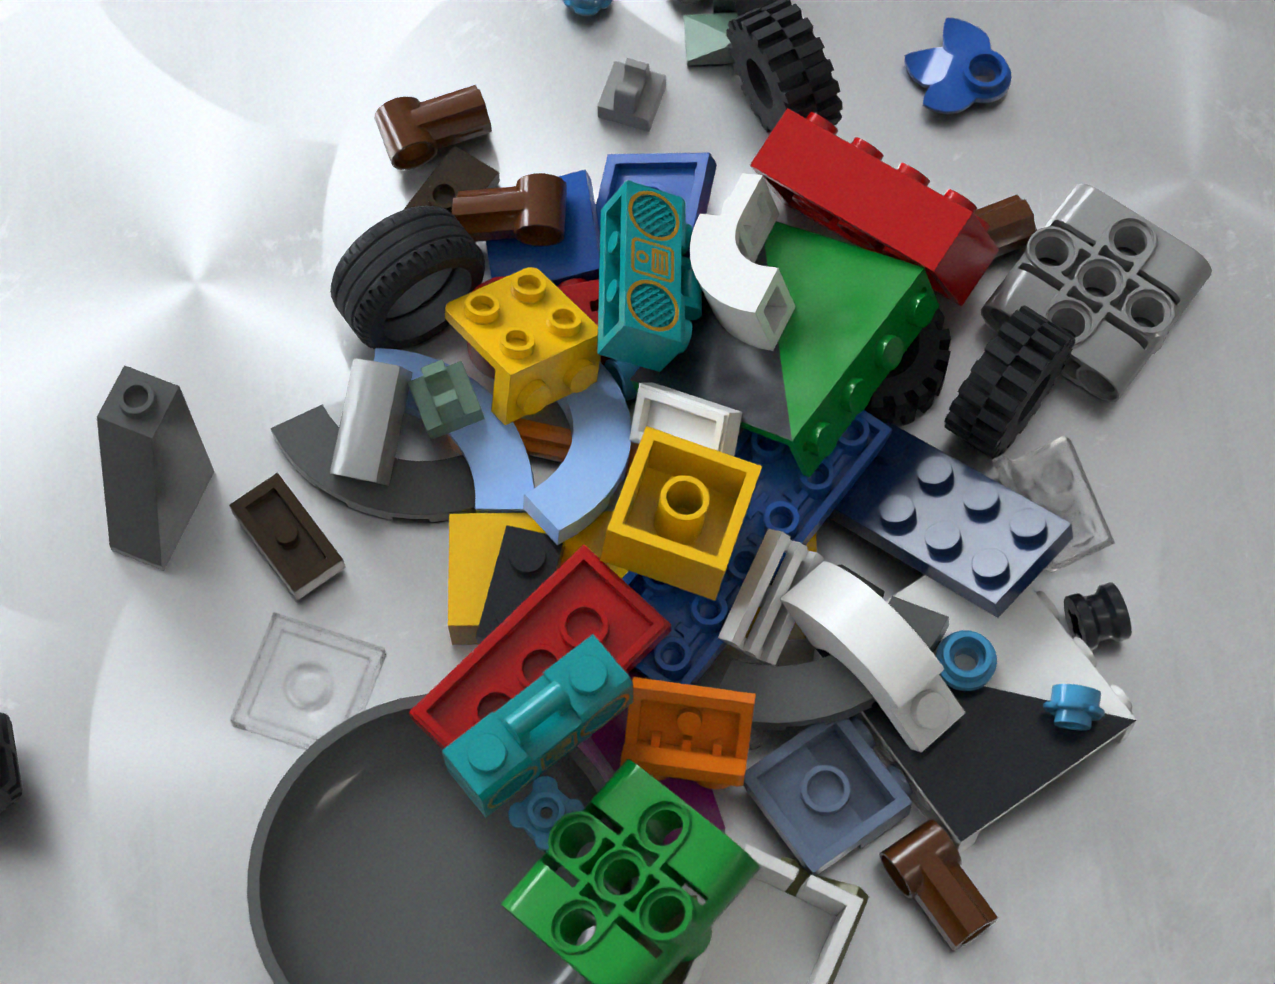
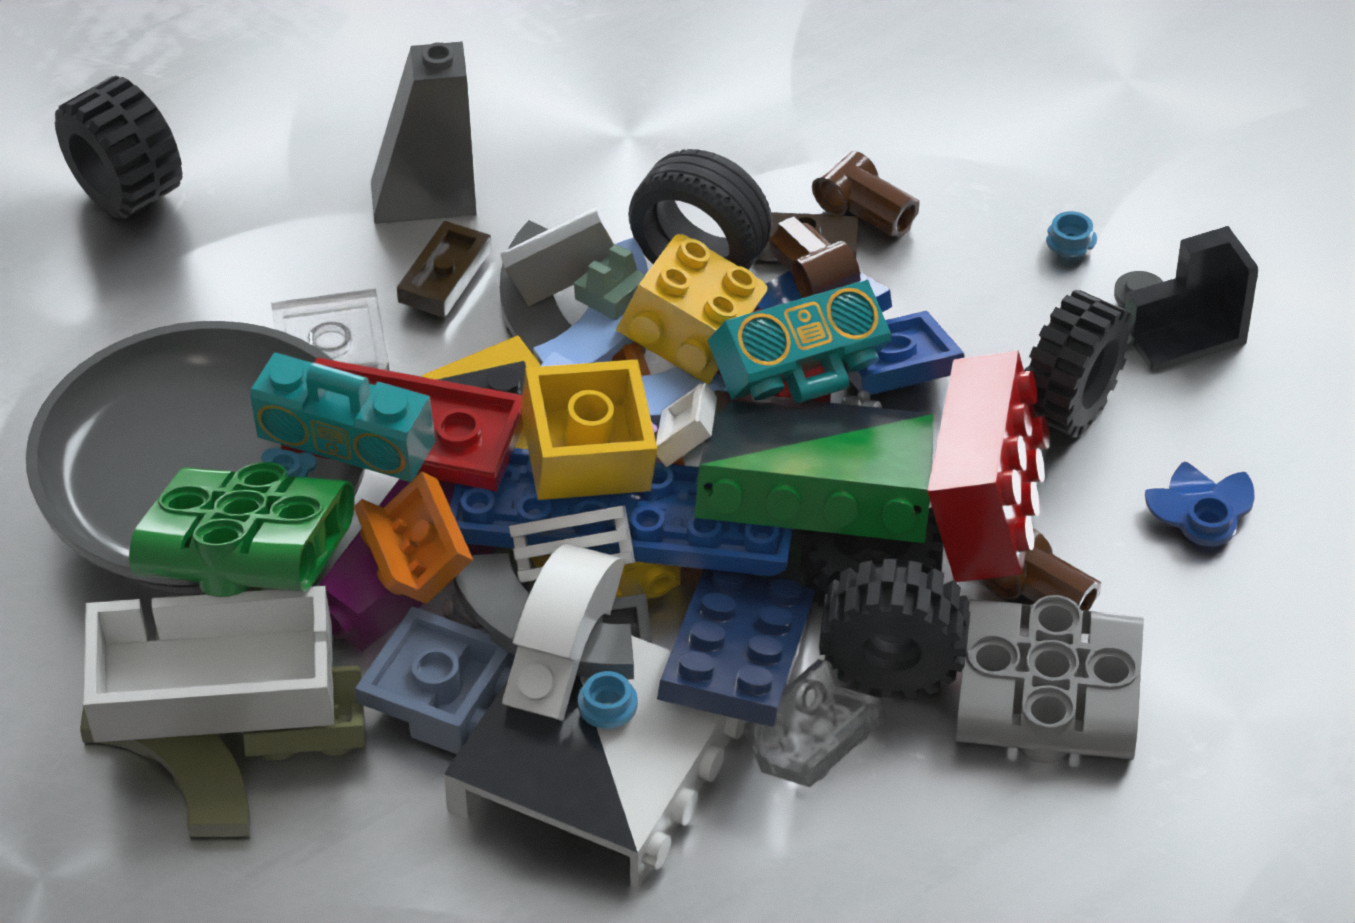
camera: 60 degrees right, 20 degrees down
(632, 94) = (997, 305): light grey tile -> none
(744, 296) = (860, 388): white arch -> none
(929, 869) = (408, 791): reddish brown piece -> none
(1074, 706) = (612, 790): dark azure plate -> none
(1098, 616) = (729, 804): black wheel -> none

